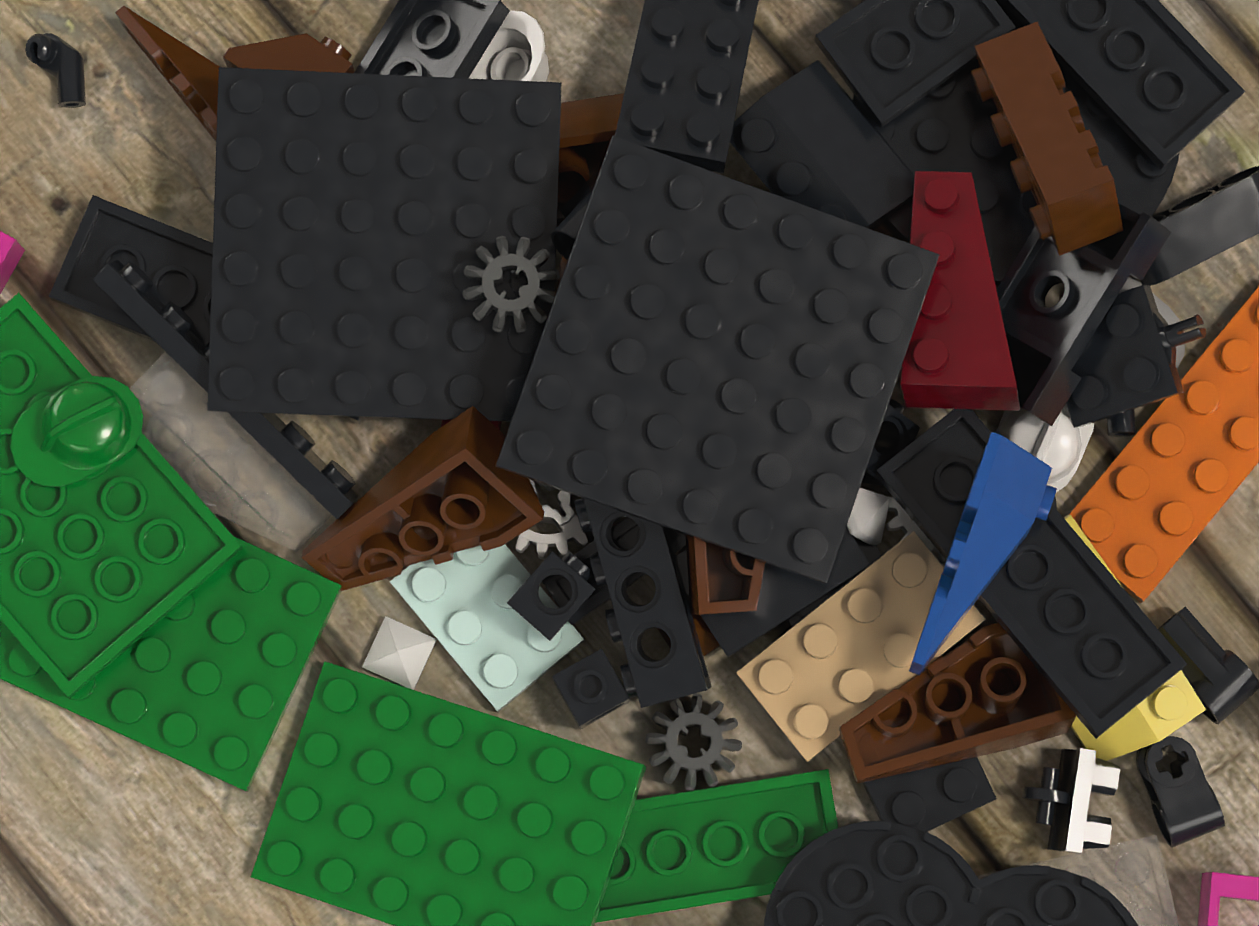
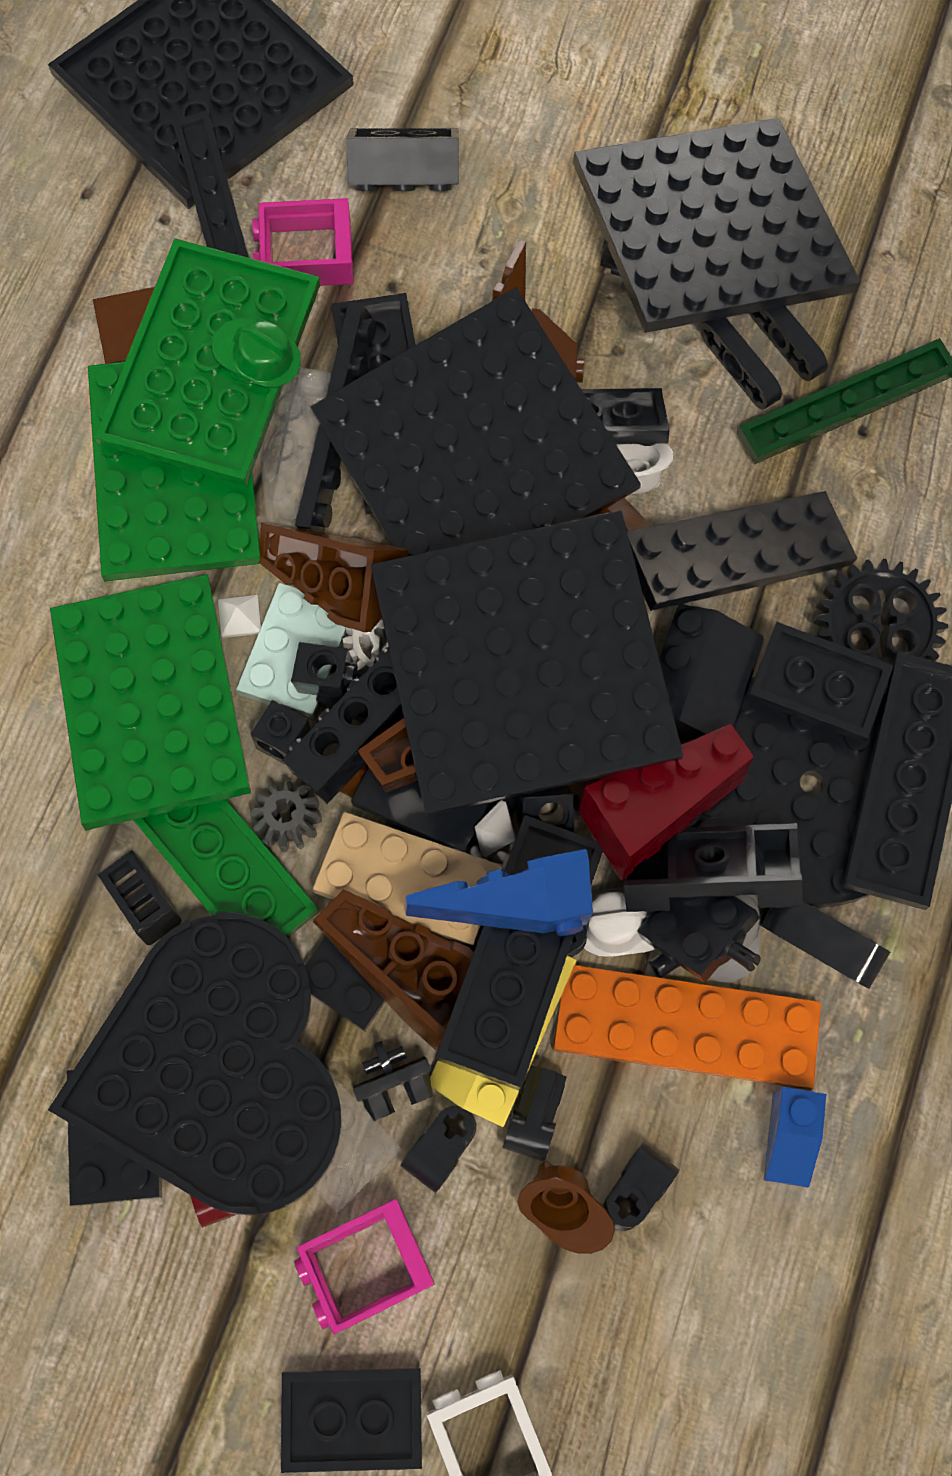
camera: 60 degrees right, 10 degrees down
(61, 62) = (474, 239): black arm -> none
(494, 275) = (493, 508): dark grey gear -> none
(1049, 138) = (806, 793): reddish brown wedge -> none

